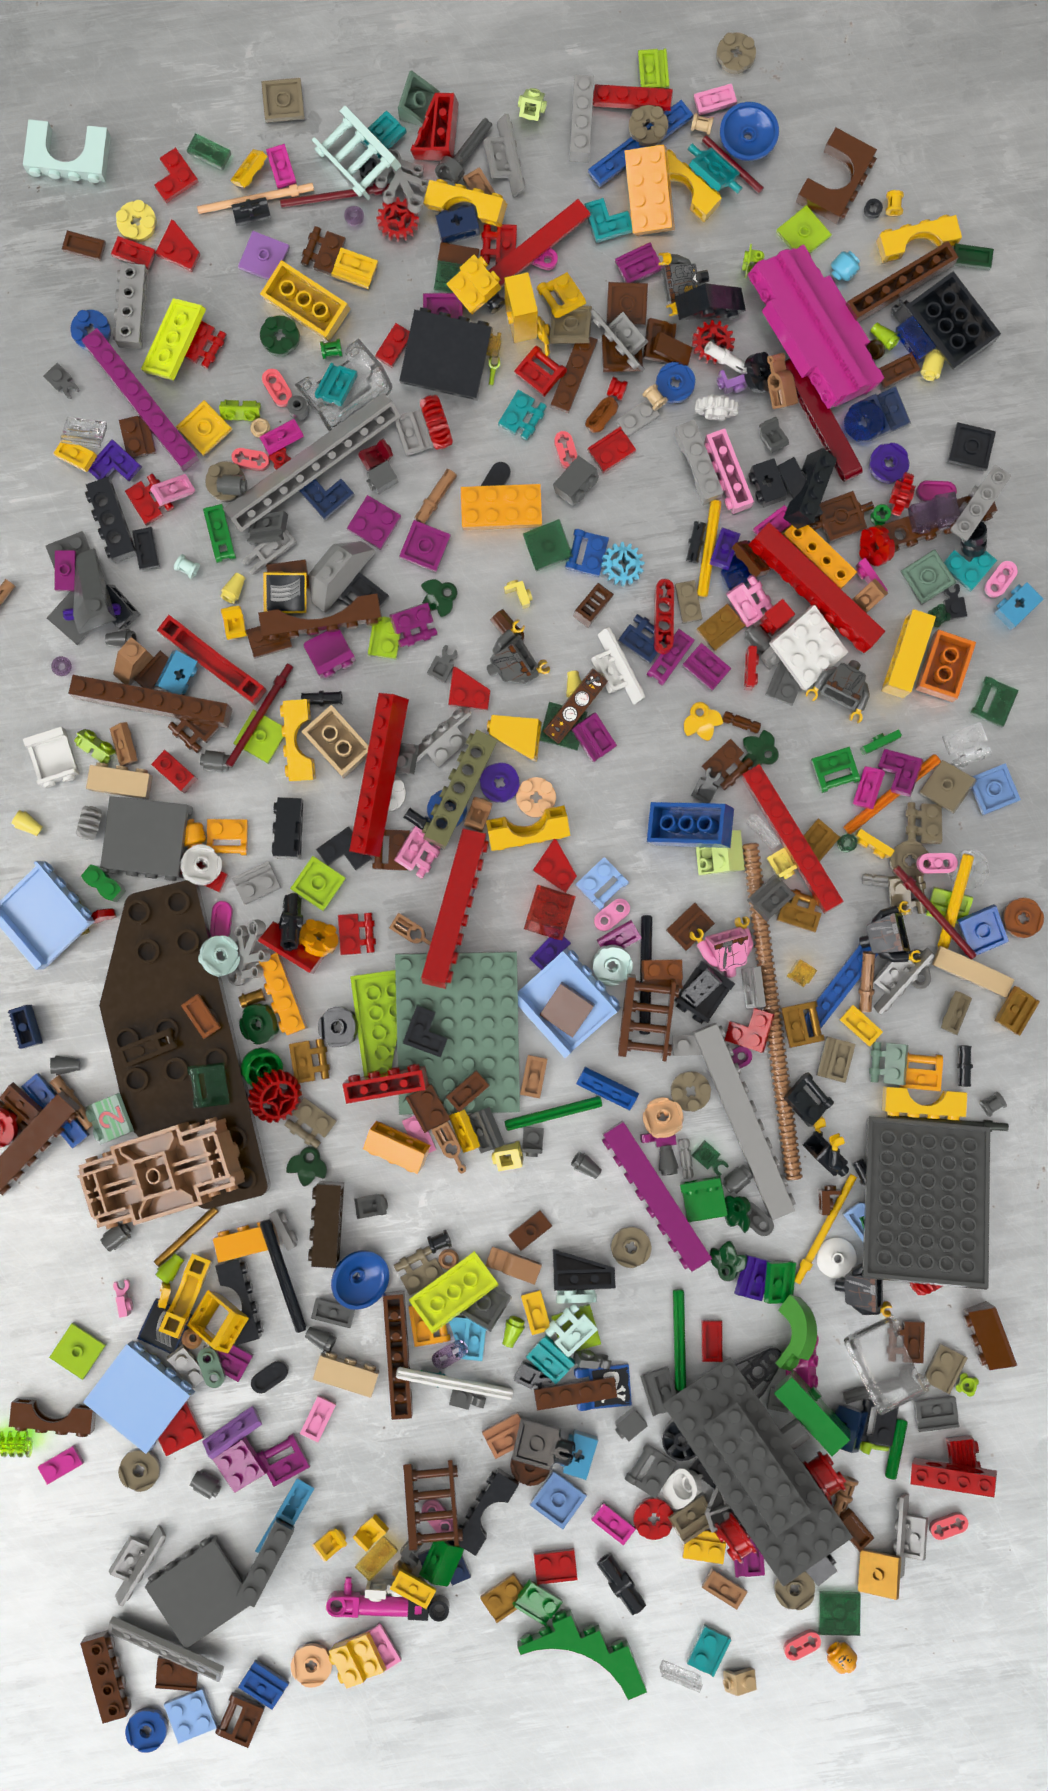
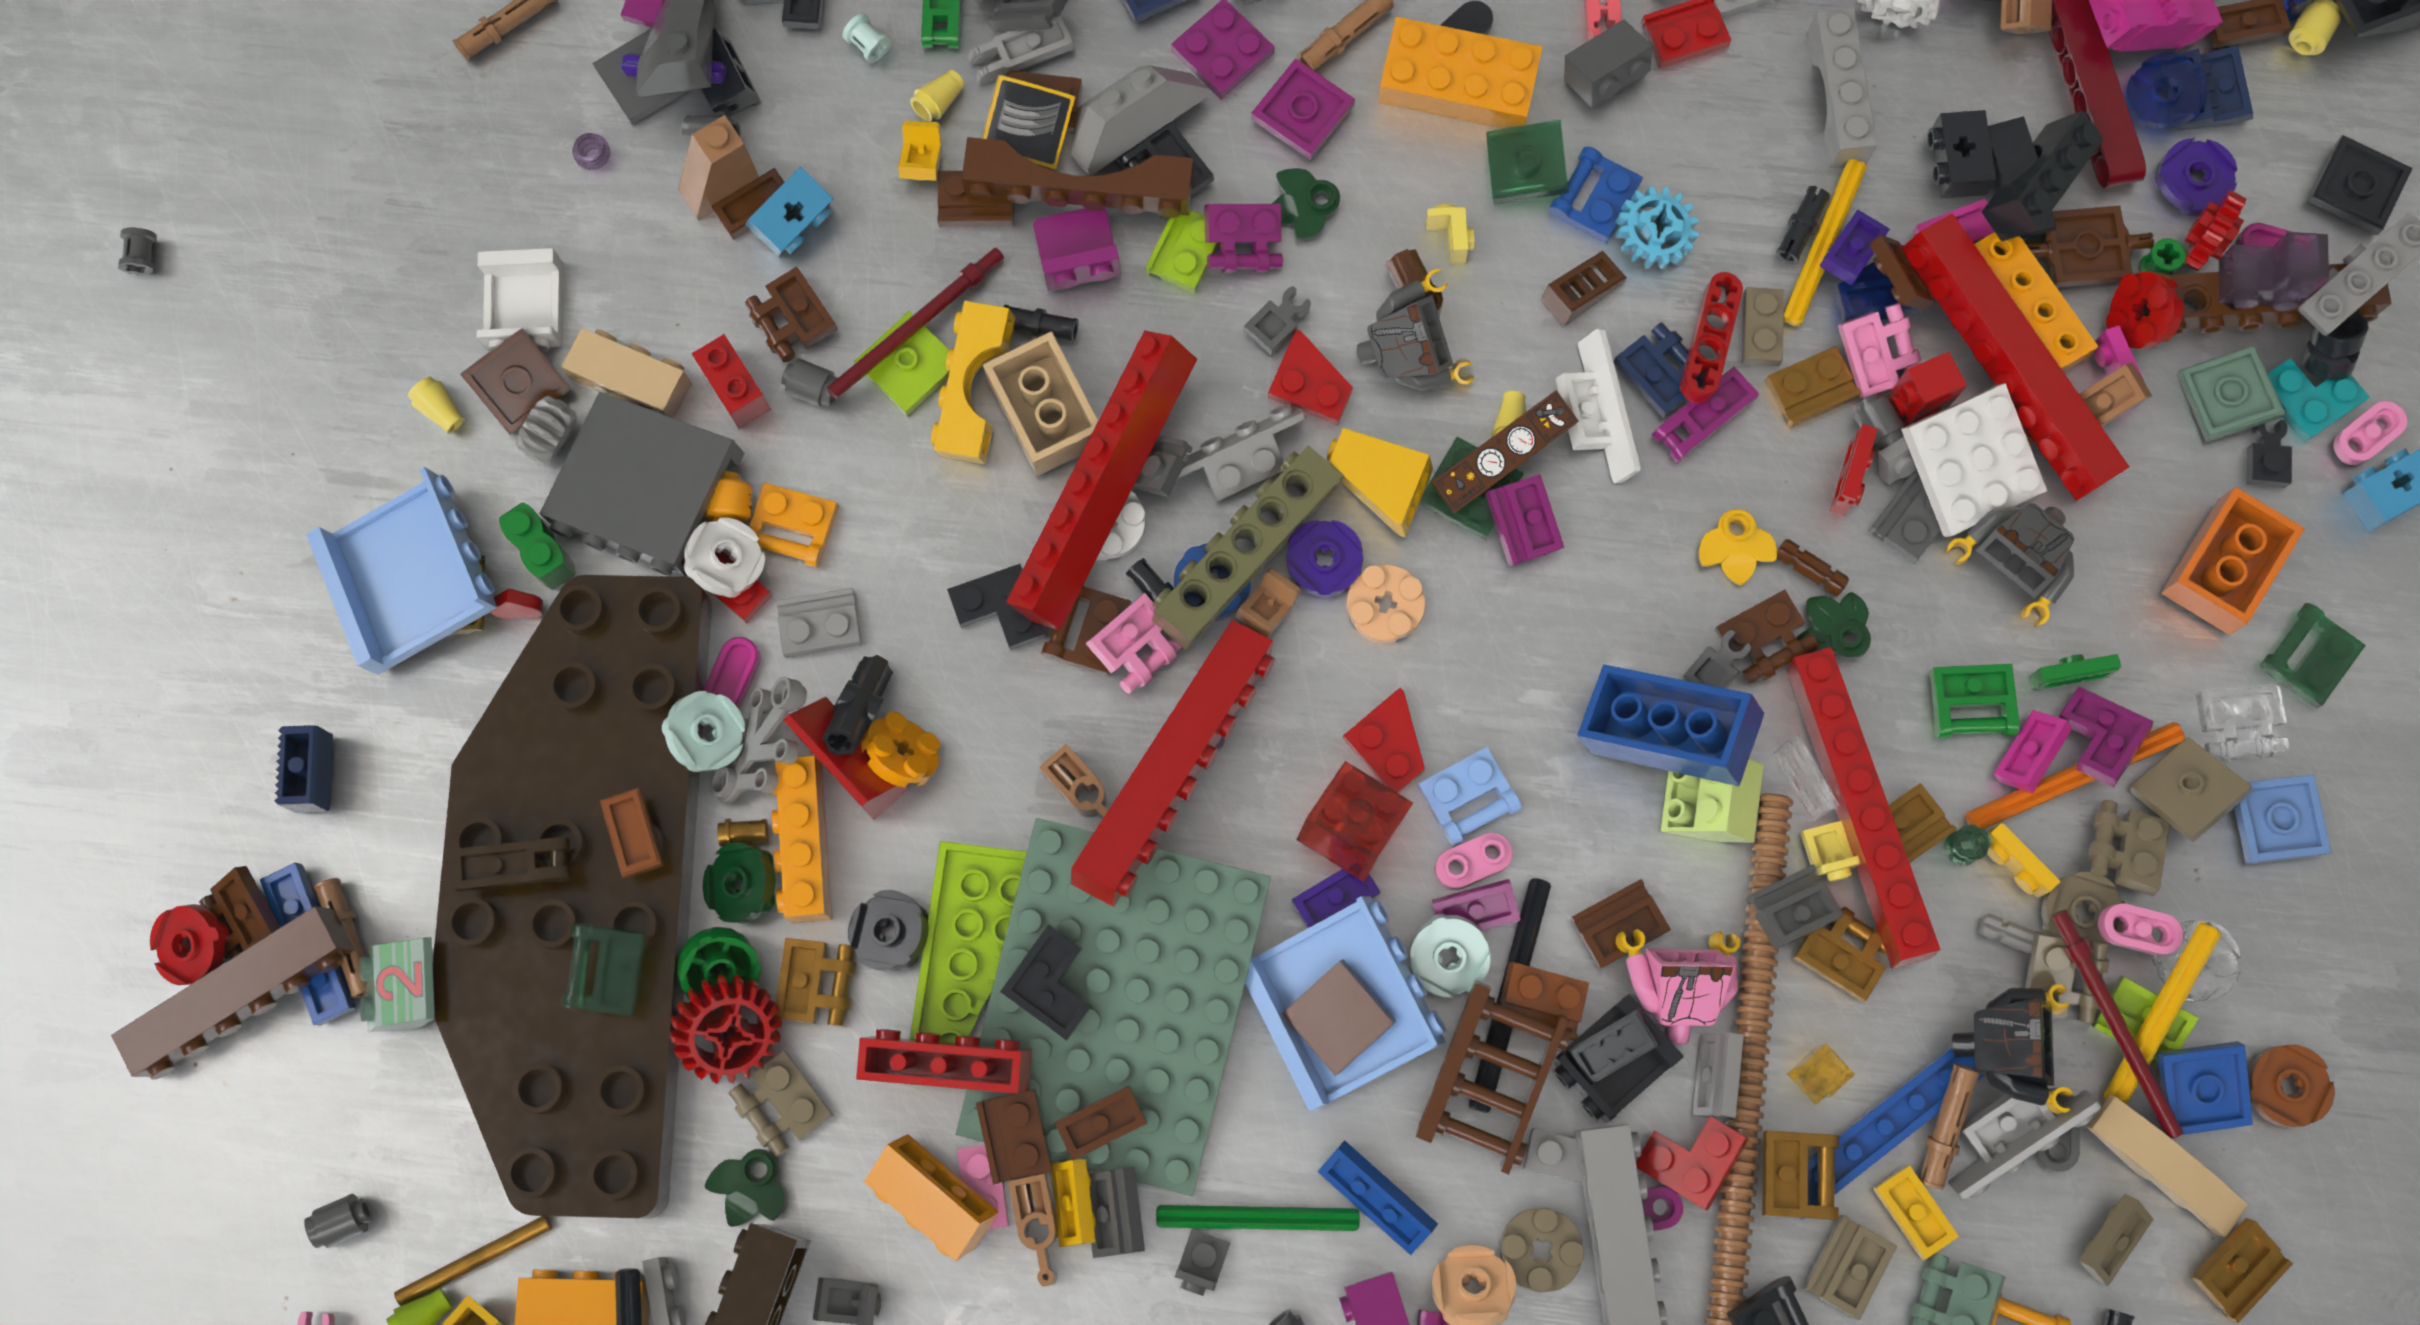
camera: 25 degrees right, 10 degrees down
(62, 1065) = (352, 862): dark grey cone -> none
(64, 801) = (514, 379): none -> reddish brown tile
(88, 740) = (595, 290): lime hinge -> none
(123, 744) = (655, 310): medium nougat plate -> none
(150, 701) = (728, 246): reddish brown brick -> none
(161, 1173) = (457, 1115): medium nougat piece -> none
(211, 660) = (877, 229): red arch -> none
(288, 828) = (906, 538): black wedge -> none
(318, 883) = (932, 652): lime plate -> none
(350, 933) = (964, 763): red plate -> none
(505, 1162) = (1140, 1291): light yellow brick -> none
(533, 1076) = (1238, 1133): medium nougat plate -> none
(550, 826) = (1402, 660): yellow arch -> none
(706, 666) = (1769, 449): magenta plate -> none
(728, 471) = (1901, 147): bright pink brick -> none
(773, 435) = (1989, 74): dark grey bracket -> none
(908, 653) = (2166, 519): yellow brick -> none
(940, 609) = (2231, 459): clear green plate -> none

